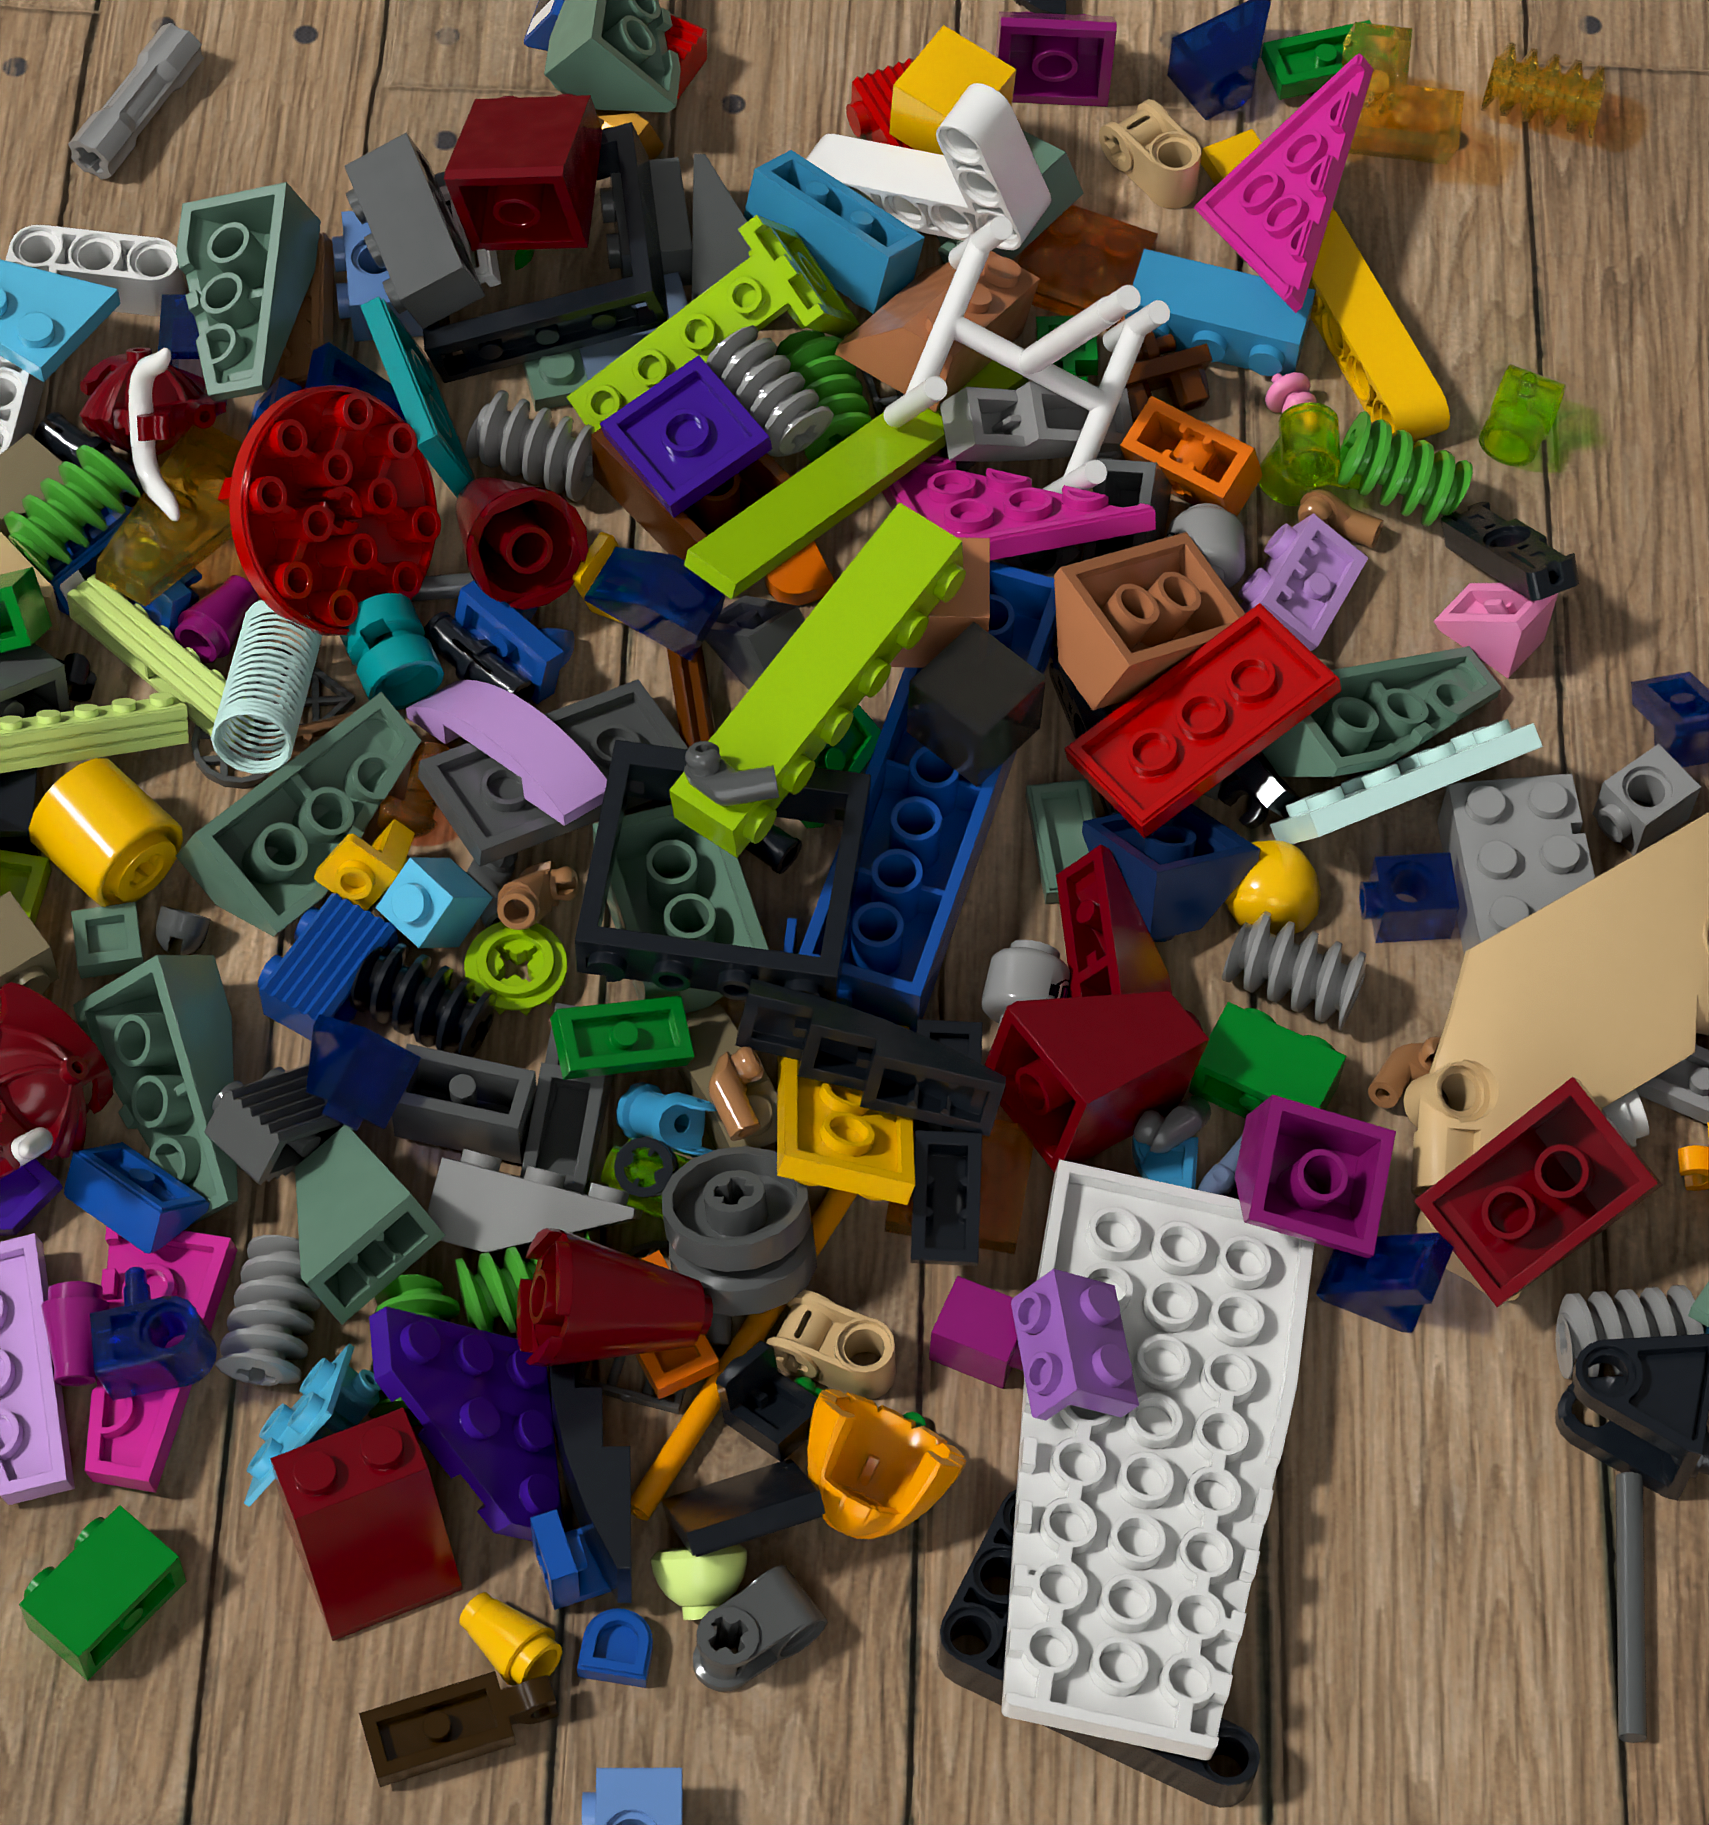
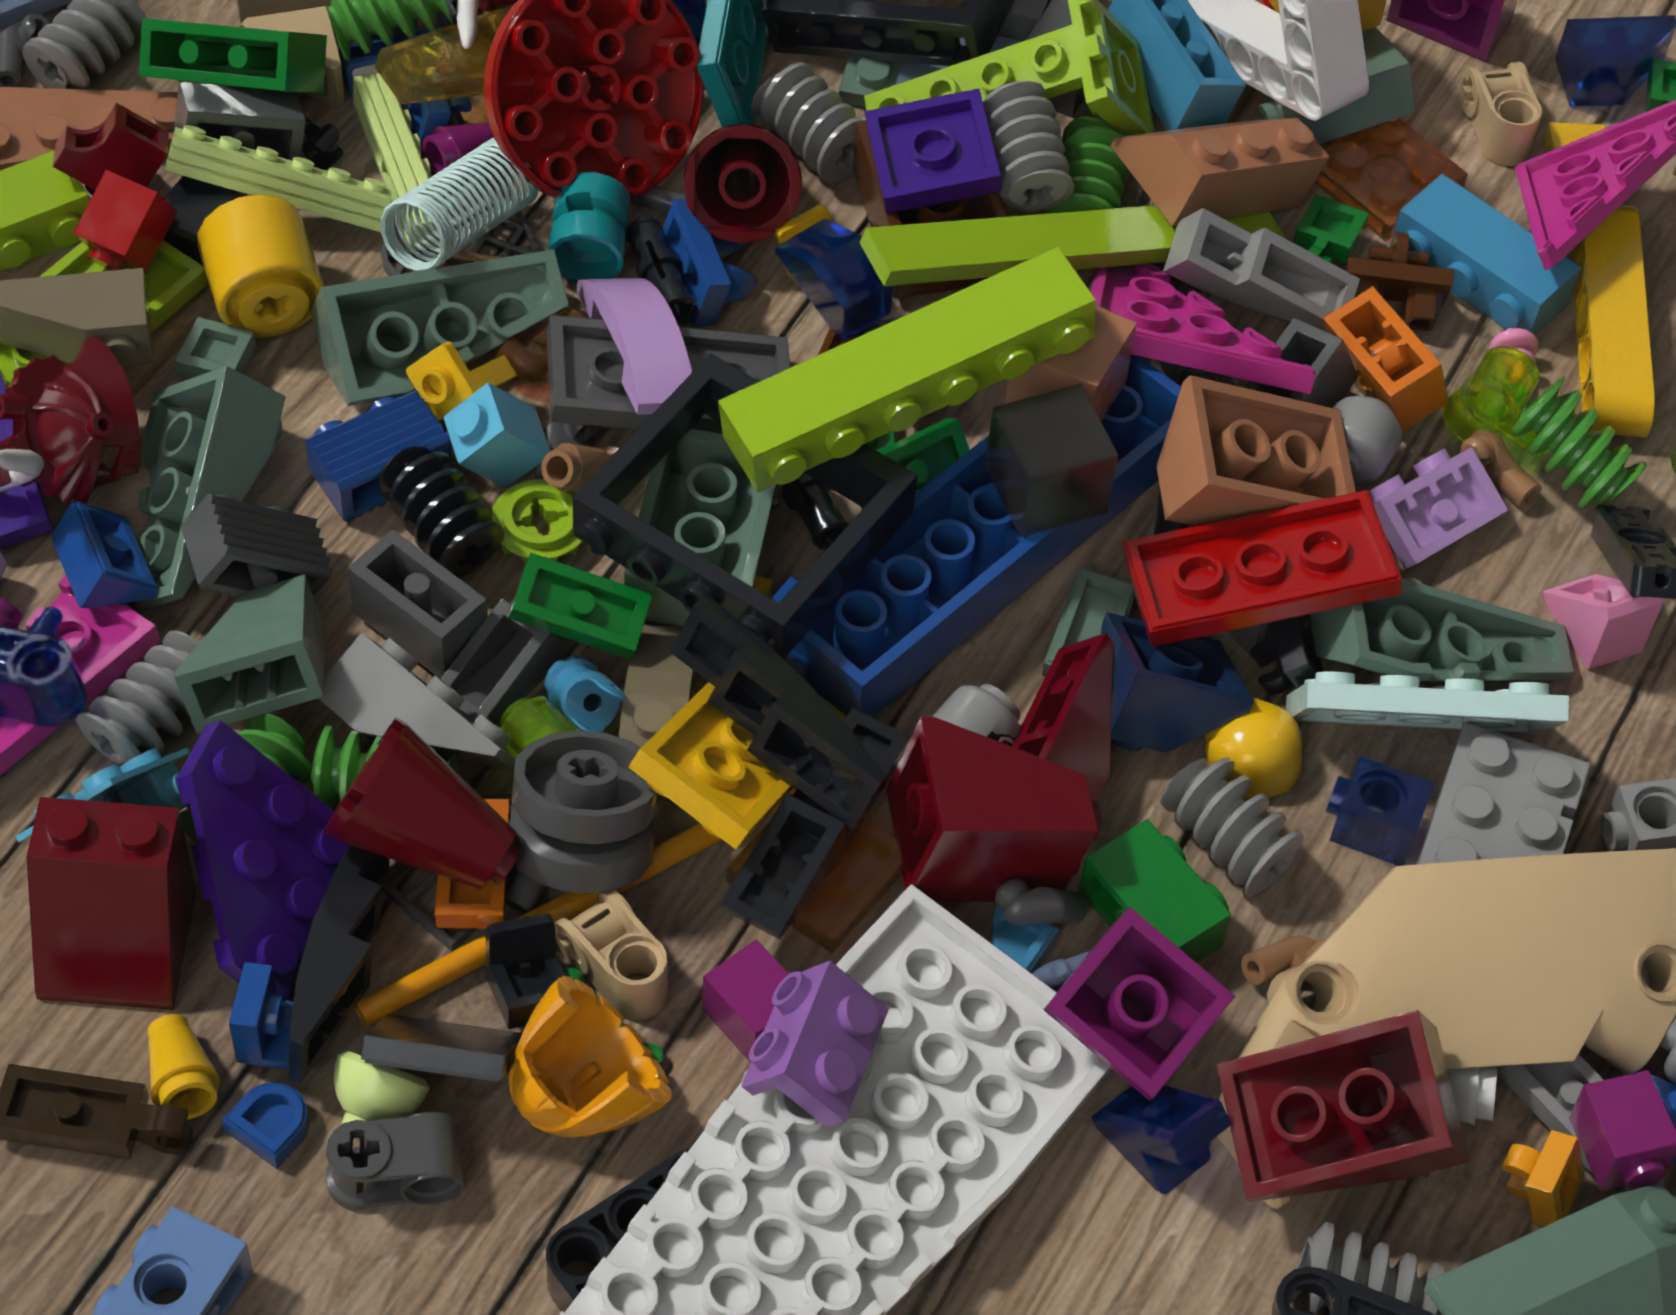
camera: 25 degrees right, 5 degrees down
(182, 925) = (281, 371): dark grey hinge -> none
(357, 1073) = (331, 535): clear blue slope -> none
(628, 1157) = (523, 706): black bush -> none
(724, 783) = (765, 411): dark grey arm -> none
(729, 1091) = (641, 684): medium nougat arm -> none
(1038, 358) = (1273, 205): white piece -> none

